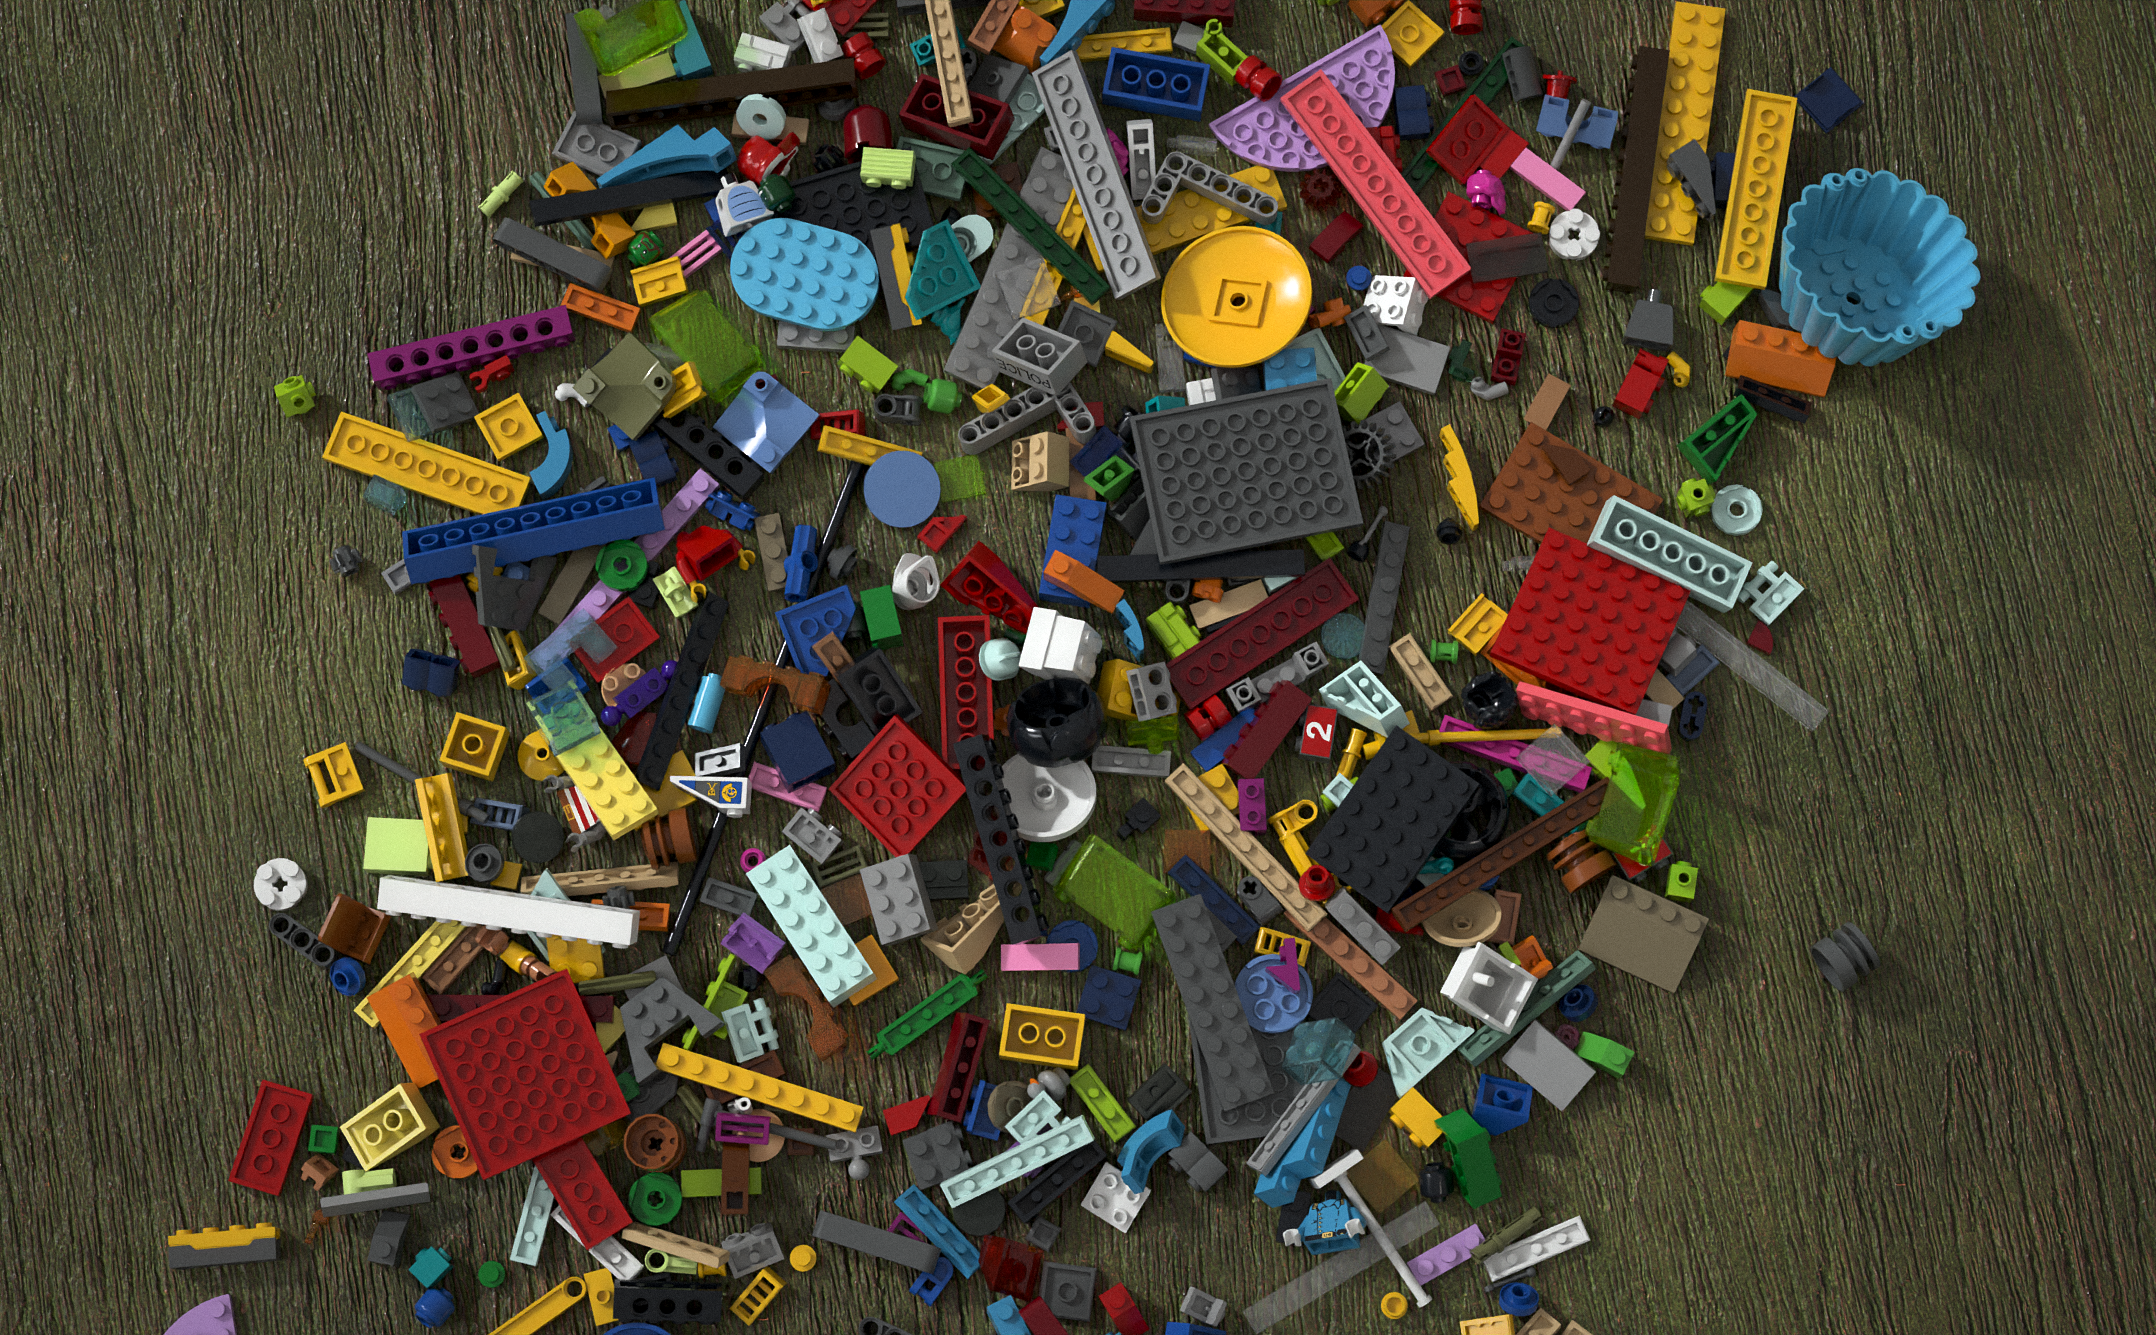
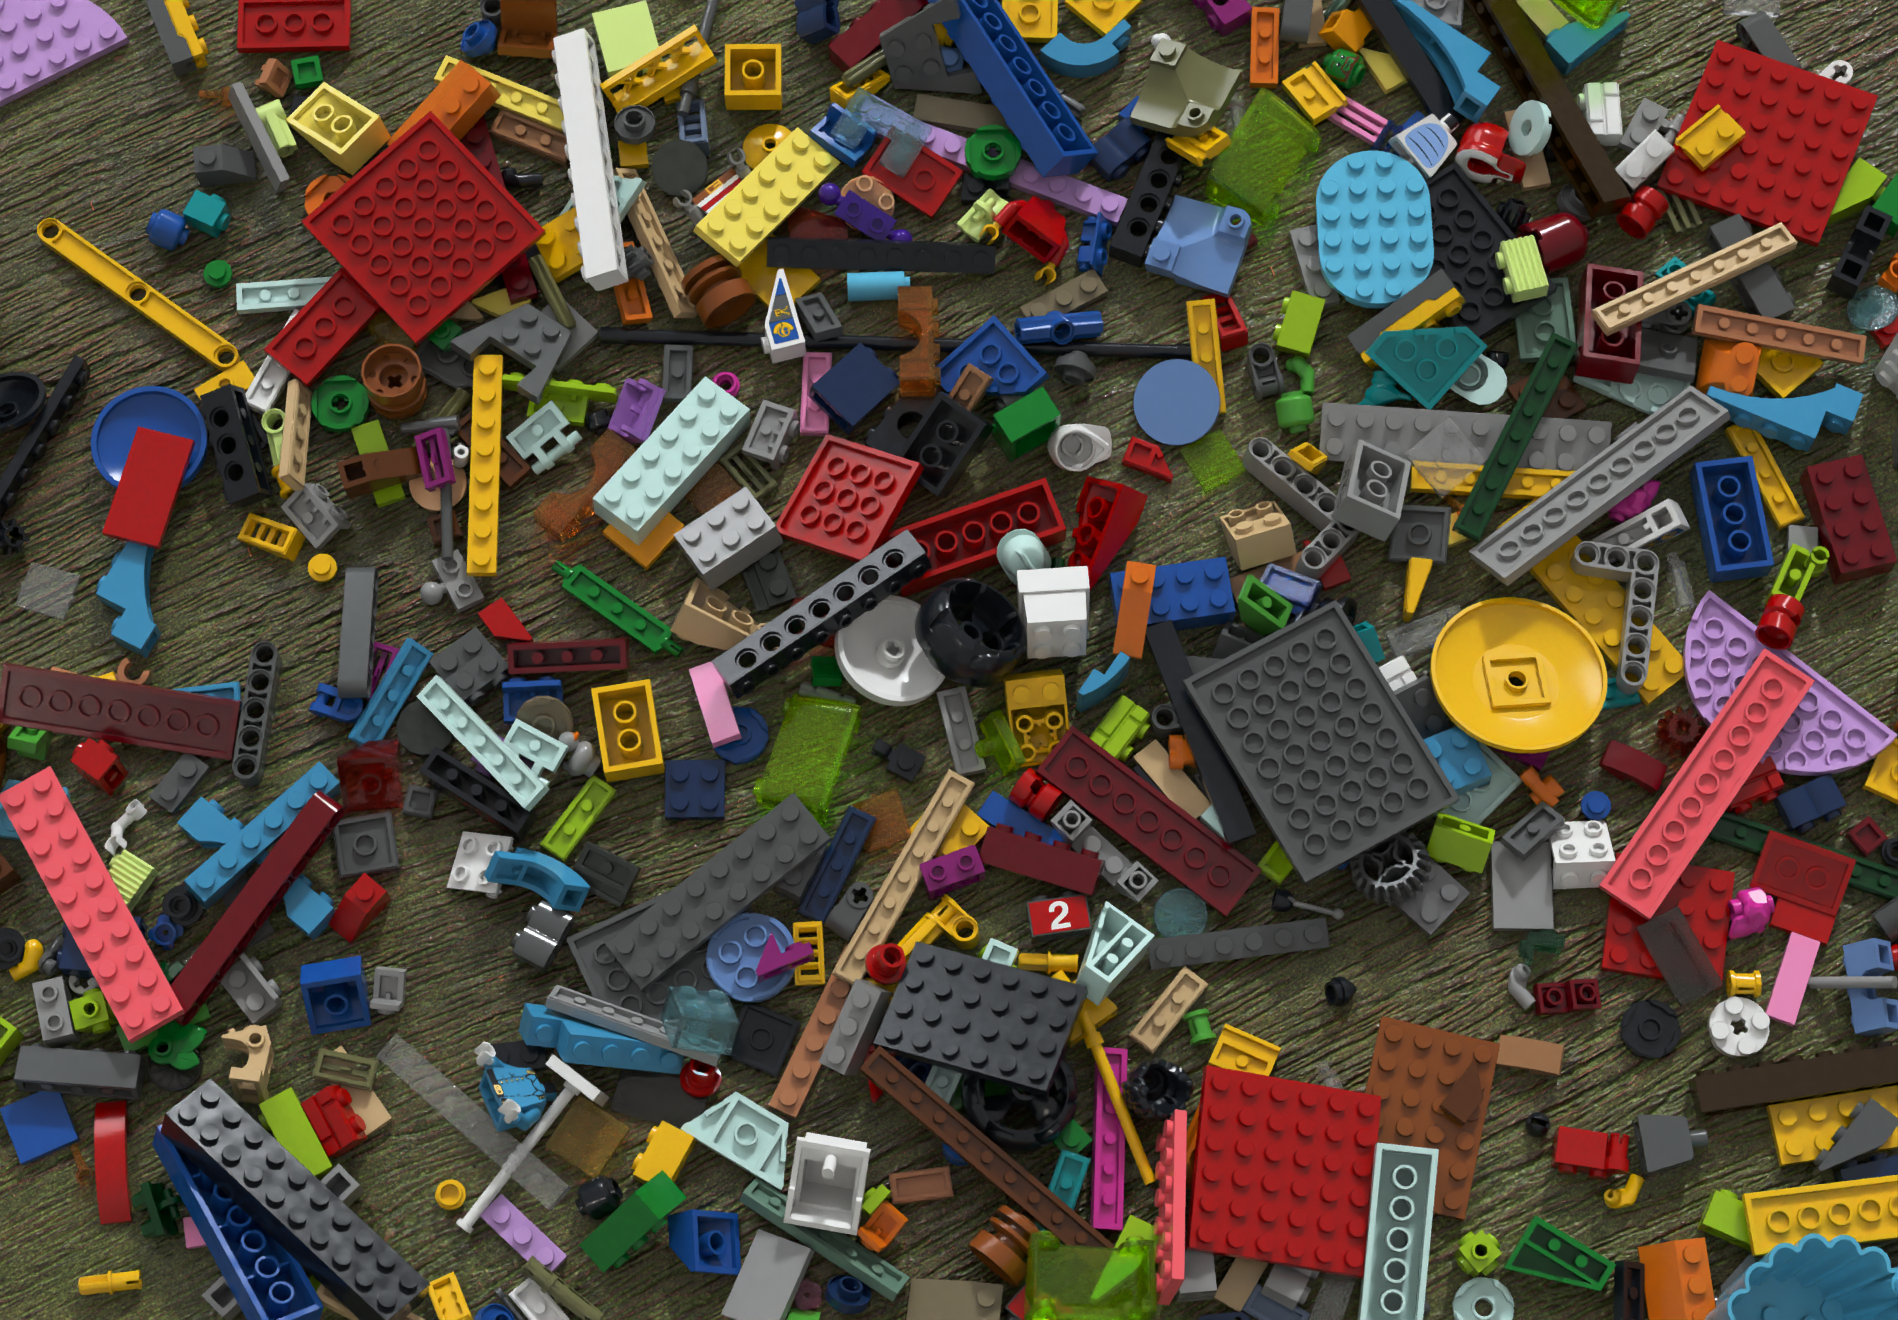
camera: 70 degrees right, 5 degrees down
(513, 954) = (551, 185): nougat piece -> none
(563, 718) = (807, 143): clear light blue brick -> none
(776, 193) = (1451, 169): dark green head -> none
(1127, 961) = (740, 795): bright green bush -> none
(1145, 692) = (1035, 715): light grey brick -> none
(1440, 865) = (949, 1089): teal arm -> none
(1462, 485) = (1398, 989): yellow slope -> none
(1466, 920) = (898, 1138): tan dish -> none
(1552, 760) = (1113, 1180): clear tile -> none

